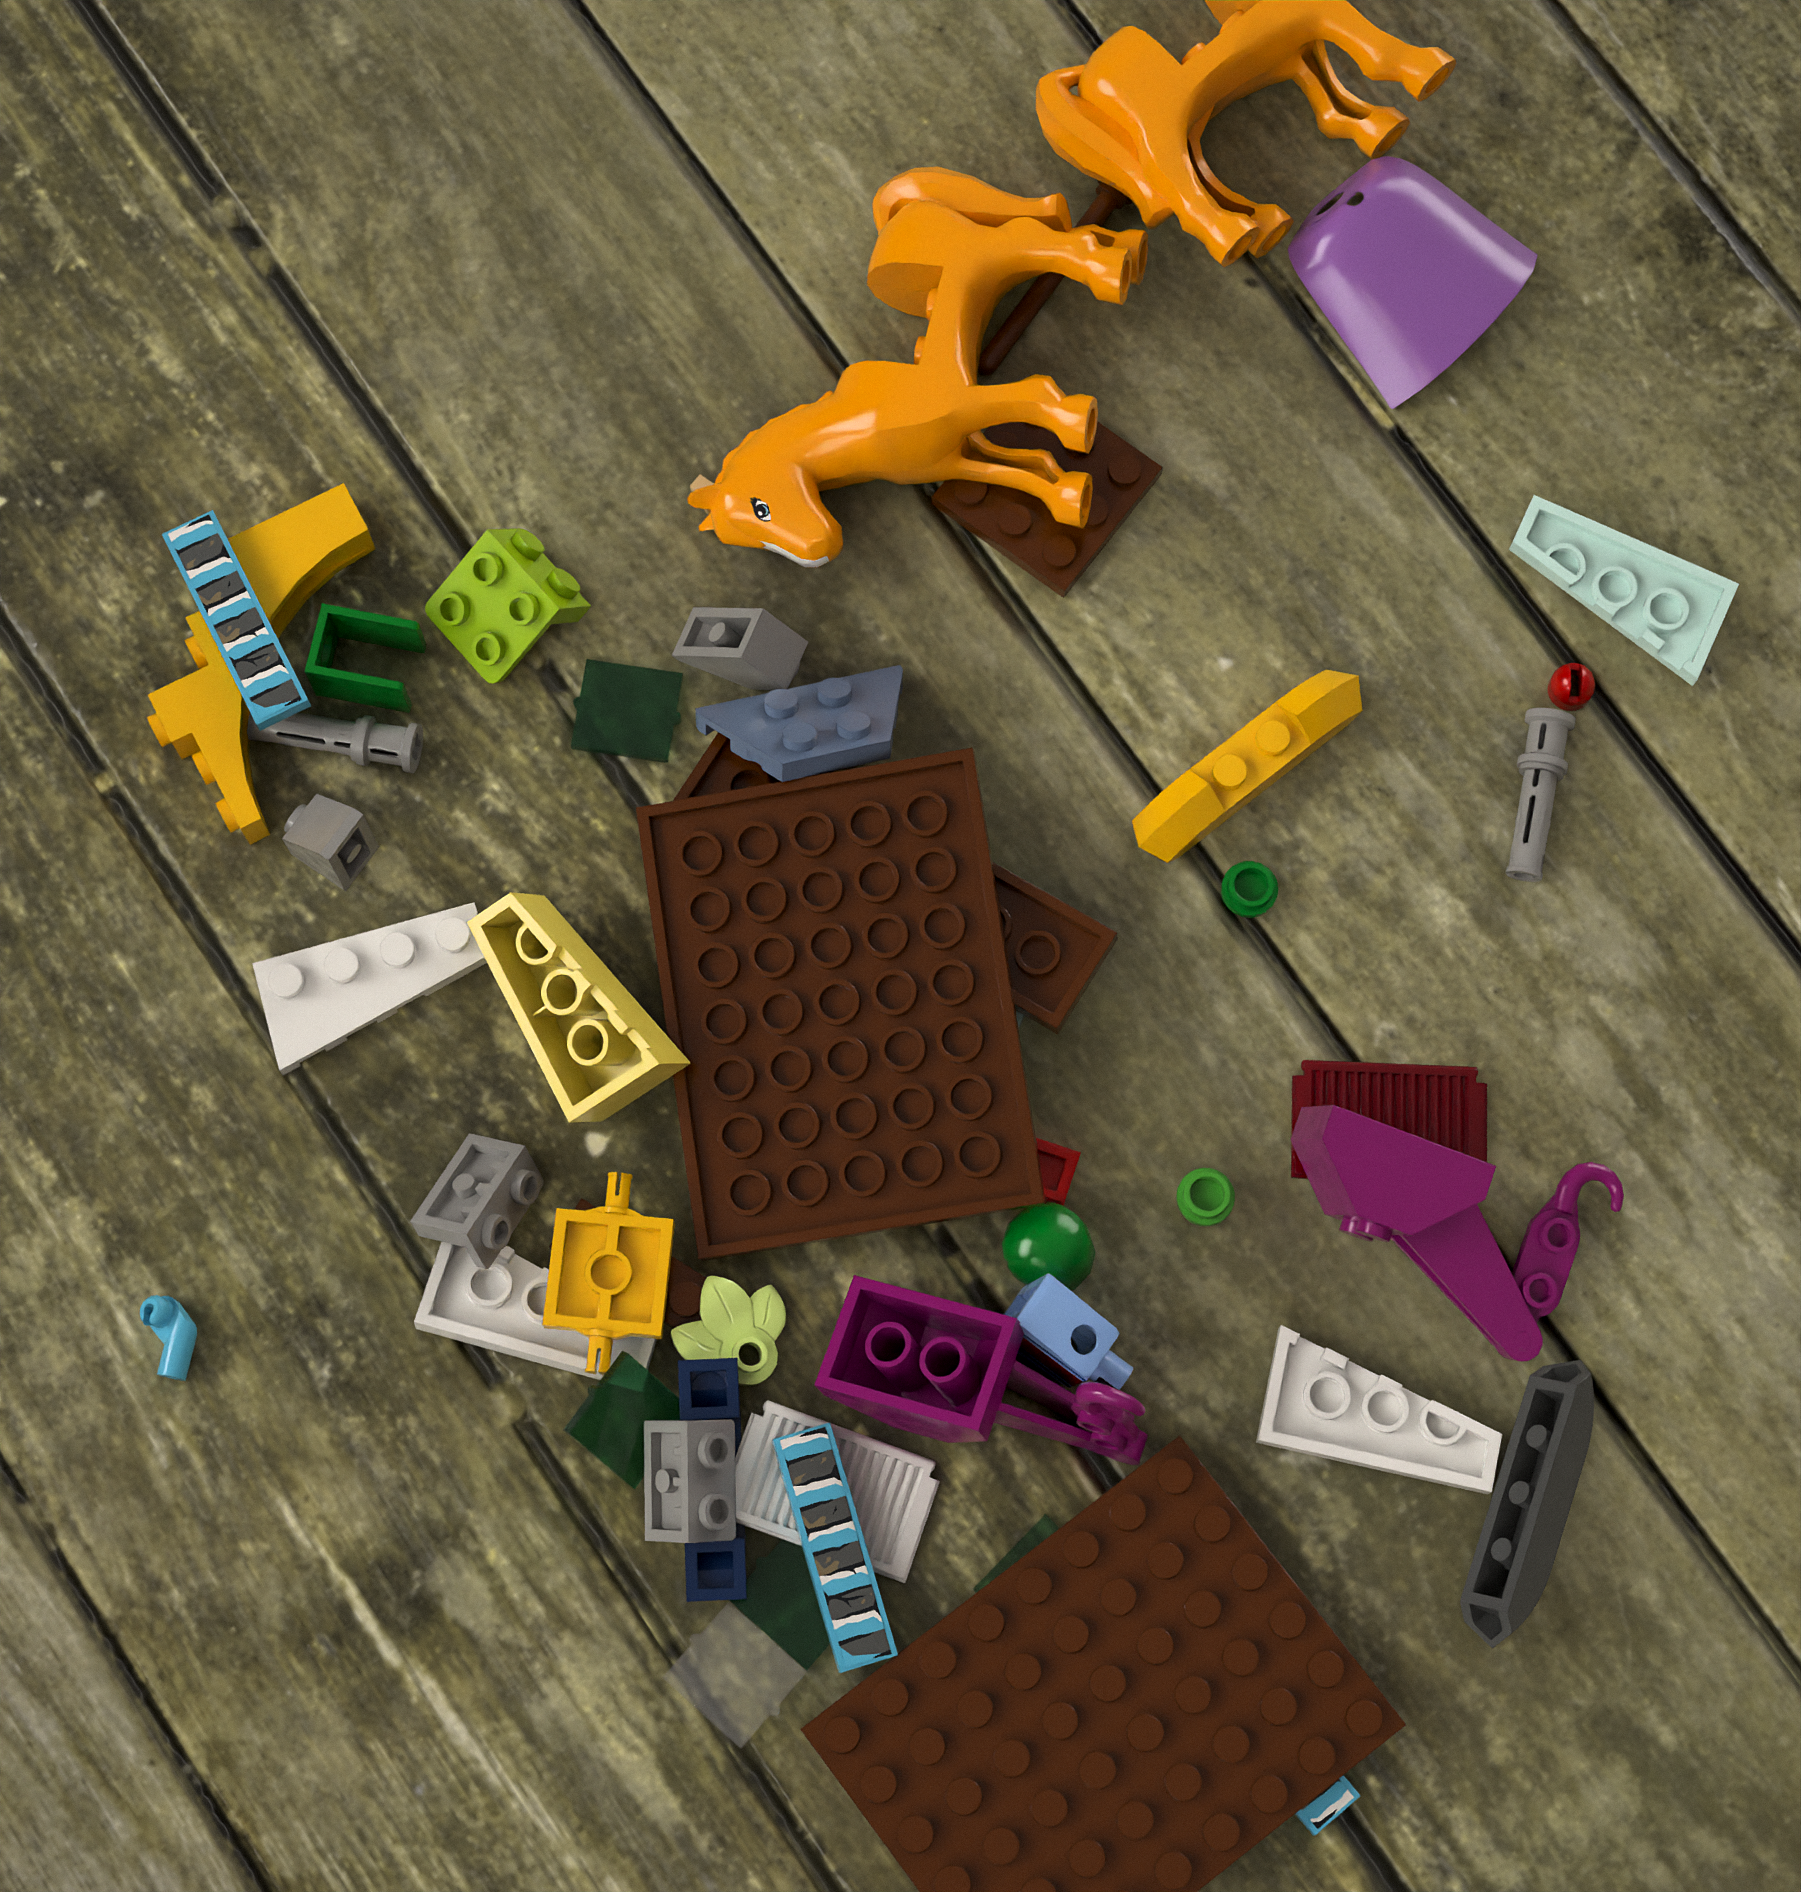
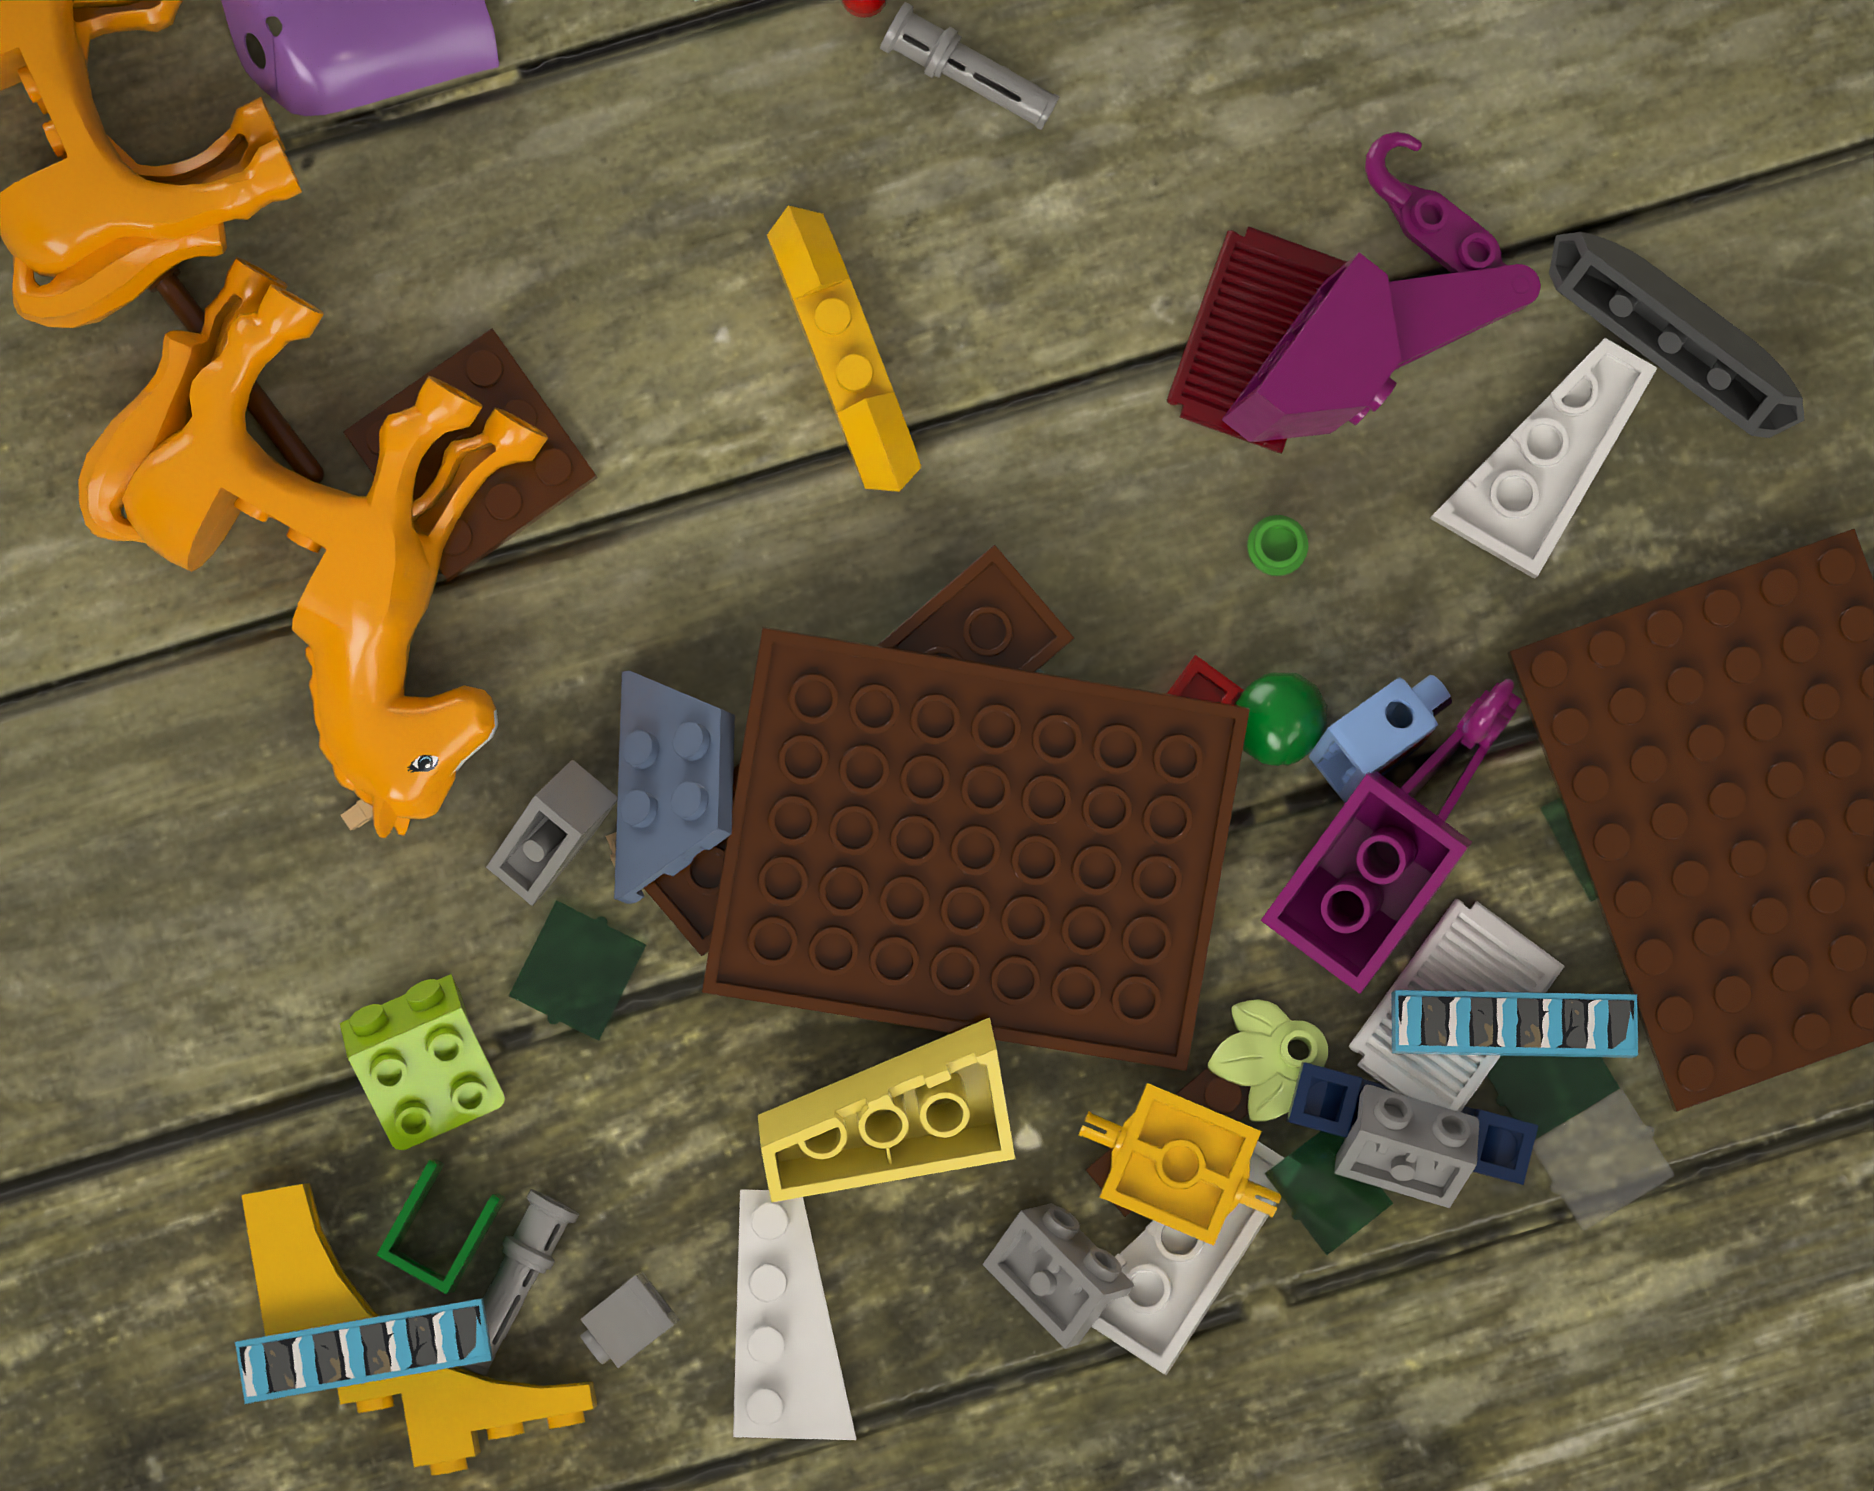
camera: 75 degrees left, 10 degrees up
(1249, 889) = (975, 393): green plate -> none

